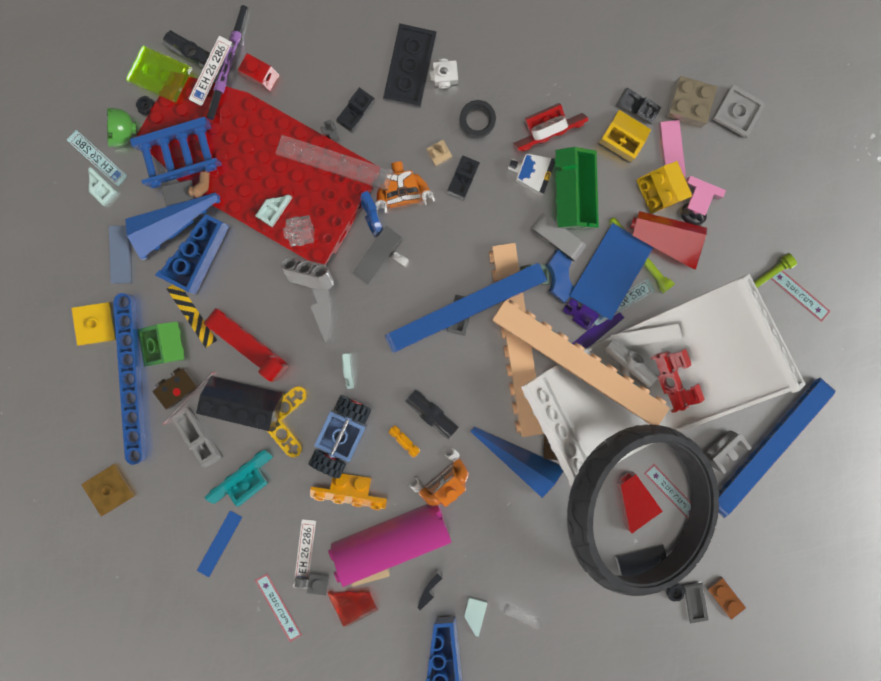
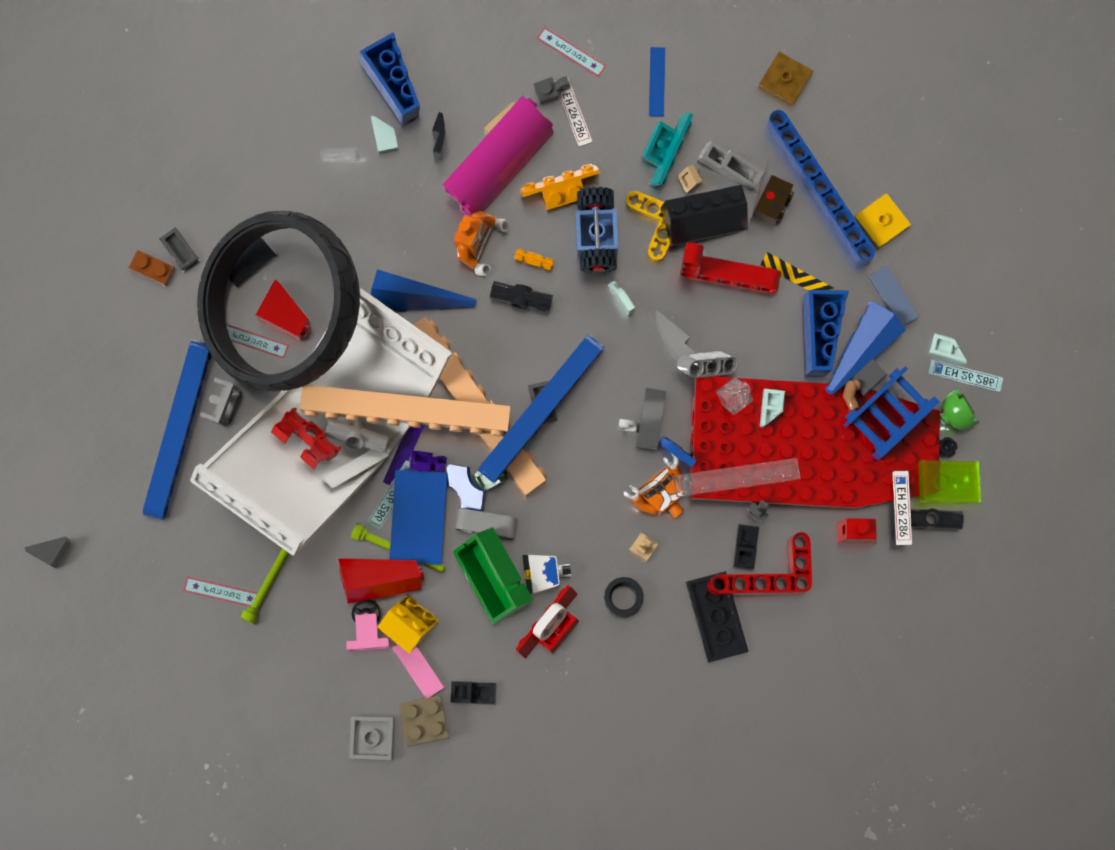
camera: 155 degrees right, 10 degrees down
(161, 344) = (809, 232): bright green slope -> none
(219, 87) = (885, 497): piece -> none
(236, 443) = (690, 178): none -> tan tile
(350, 69) = (769, 580): none -> red beam
(352, 605) = (503, 86): clear red slope -> none
(450, 76) = (675, 630): white brick -> none
(463, 177) = (608, 534): black slope -> none
(625, 136) = (471, 655): yellow slope -> none
(675, 597) = (203, 243): black plate -> none

